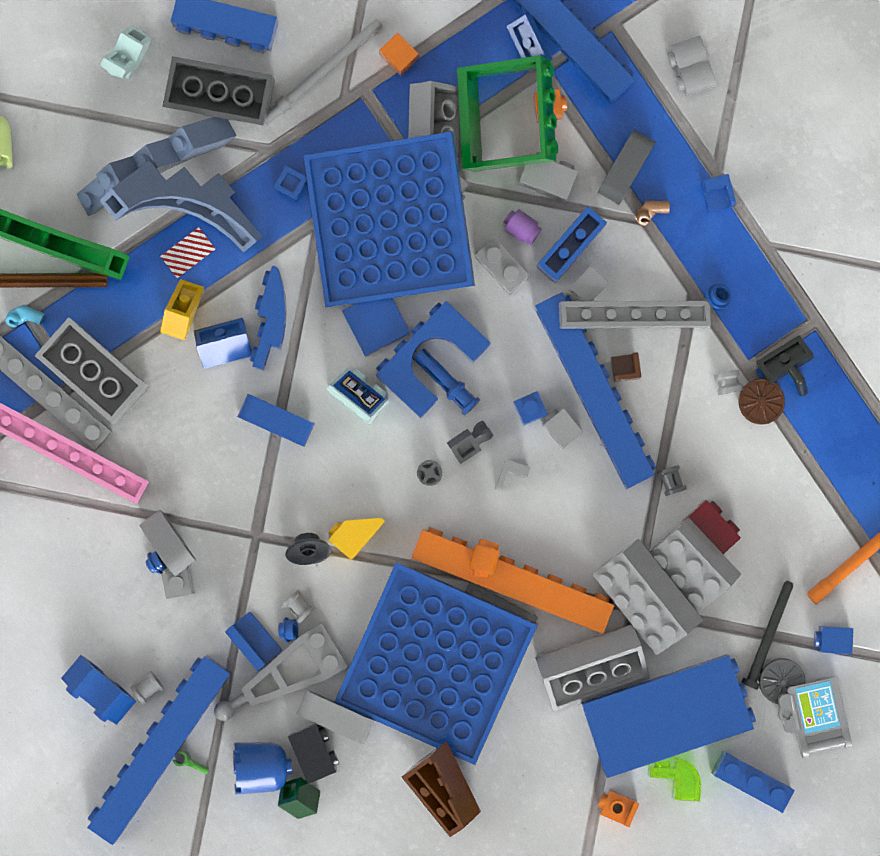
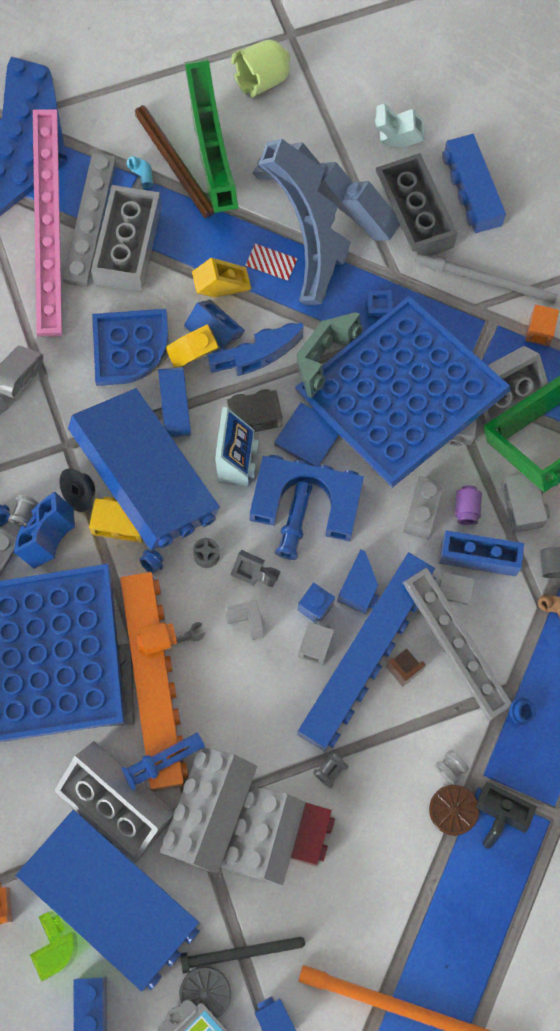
camera: 55 degrees right, 15 degrees down
(195, 428) = (128, 344): none -> blue plate
(236, 374) = (192, 347): none -> yellow slope
(297, 233) = (338, 330): none -> sand green slope
(325, 483) = (143, 469): none -> blue brick
(327, 355) = (258, 410): none -> clear smoke brick
(329, 598) = (44, 531): none -> blue brick
(408, 523) = (151, 561): none -> blue plate
(491, 527) = (190, 634): none -> dark grey hand
(536, 362) = (360, 586): none -> blue slope
(587, 624) = (151, 770): none -> blue pin

